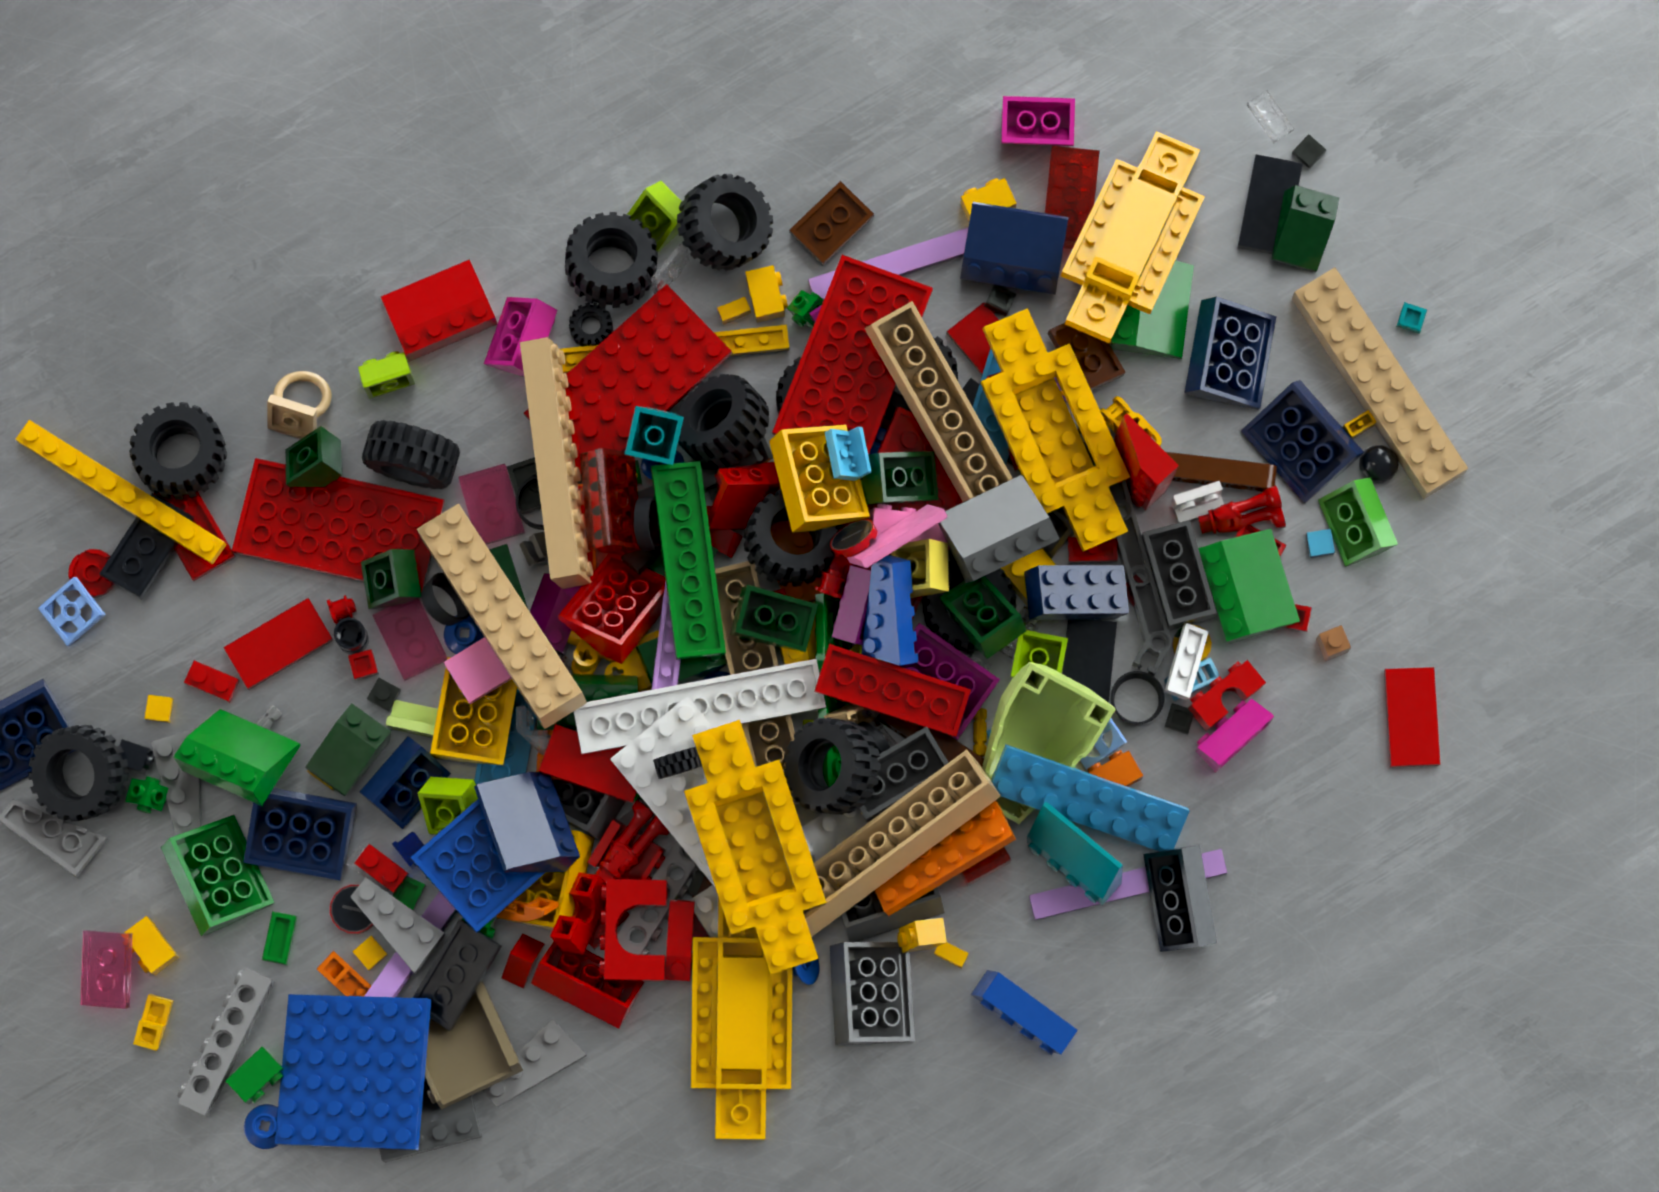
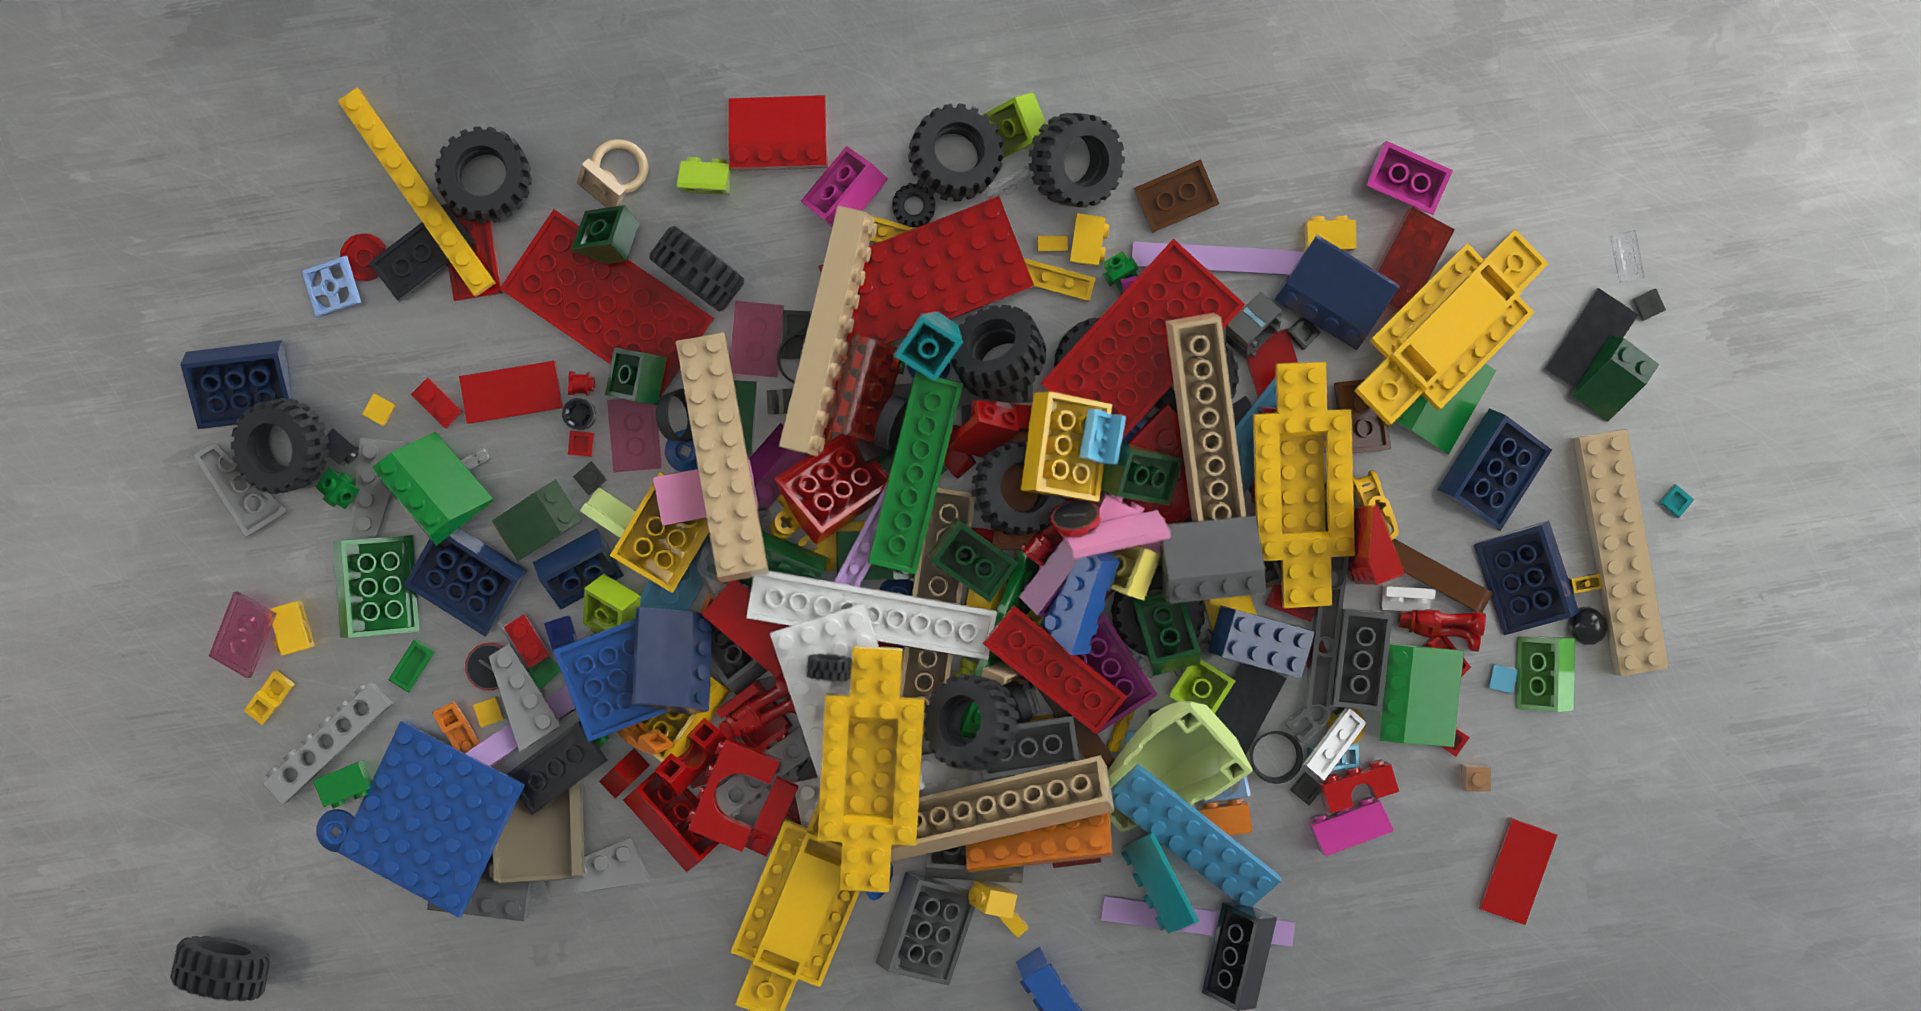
camera: 20 degrees right, 10 degrees up
(950, 308) = (1253, 325): none -> dark grey container

